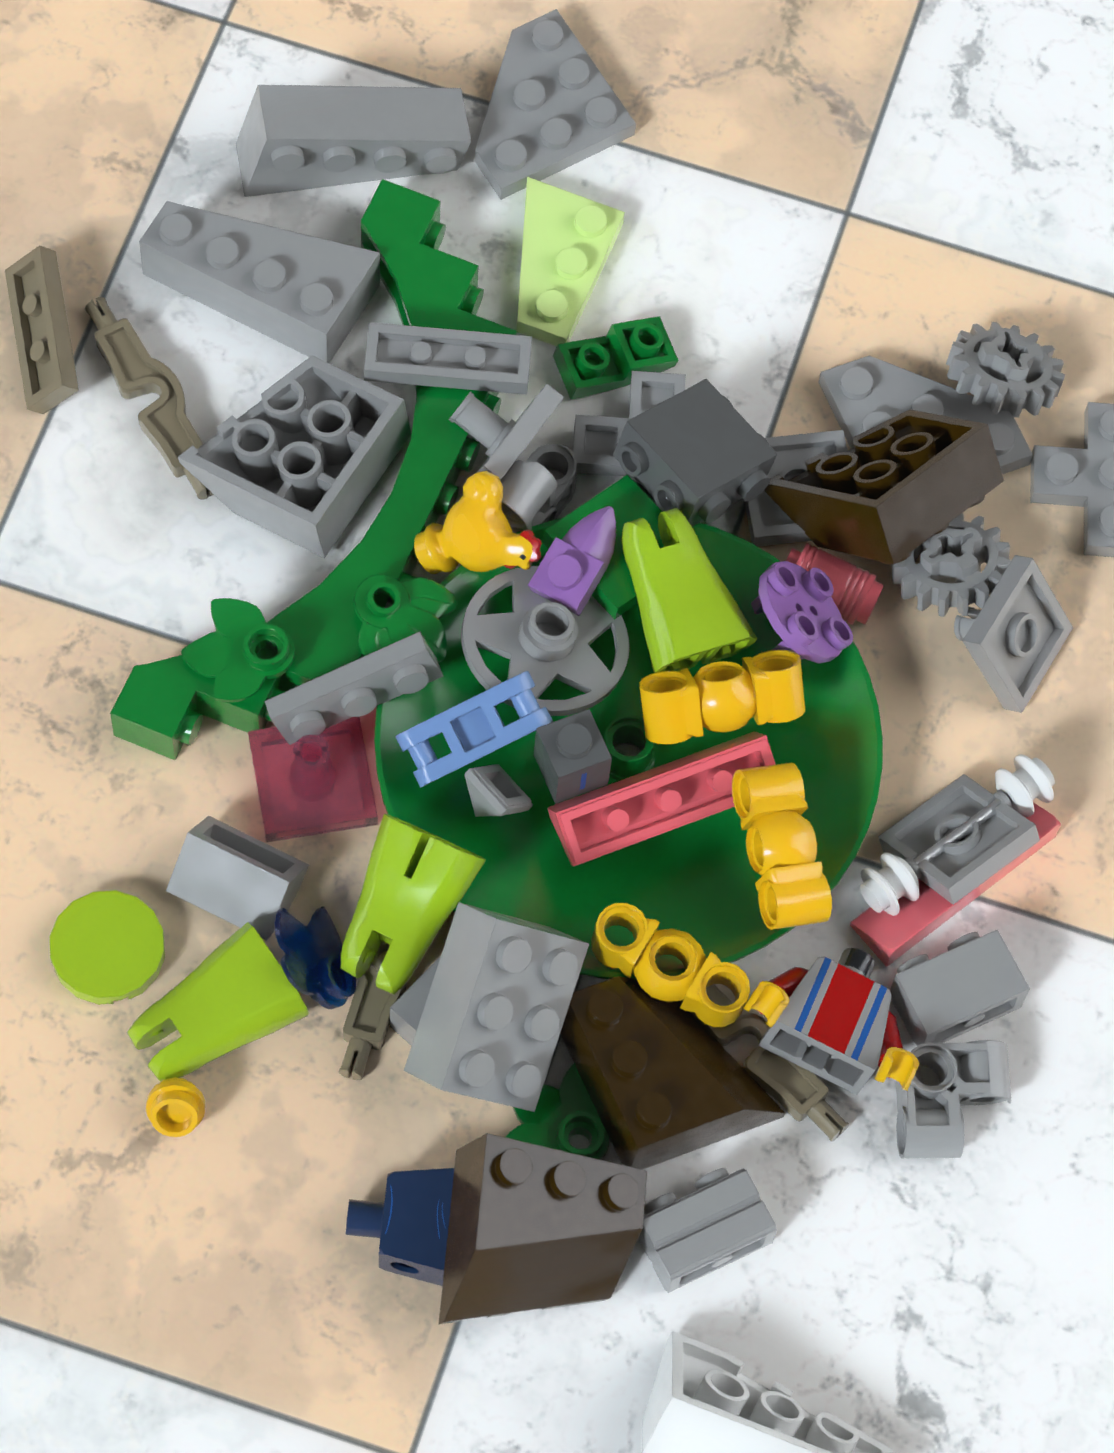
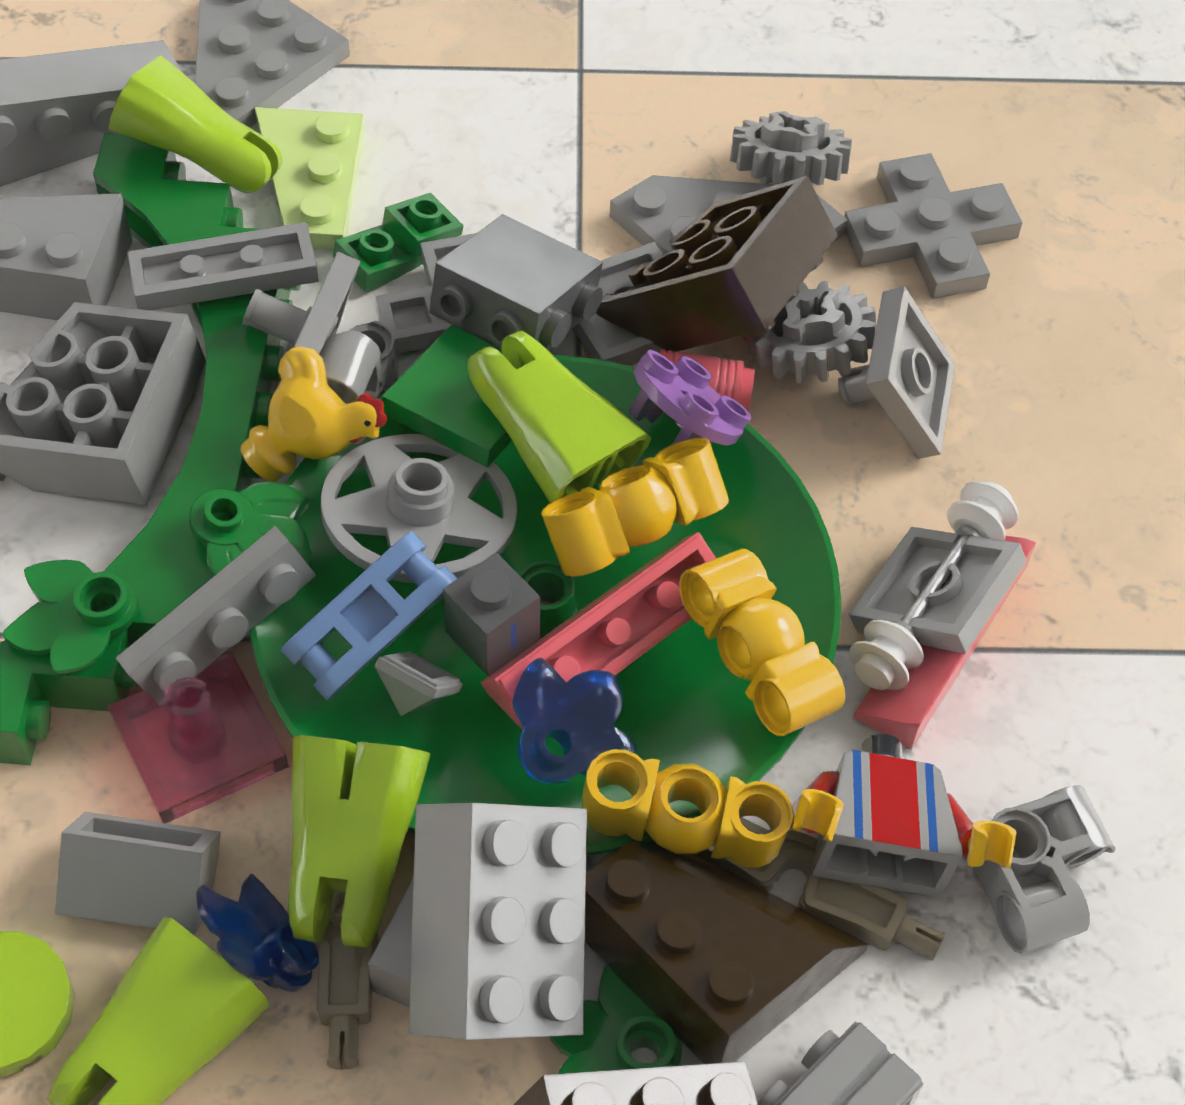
camera: 15 degrees left, 10 degrees down
(455, 195) = (177, 116): none -> lime piece
(577, 561) = (428, 415): medium lavender plate -> none
(609, 859) = (572, 713): none -> clear blue plate
(958, 988) = (1004, 744): light grey brick -> none

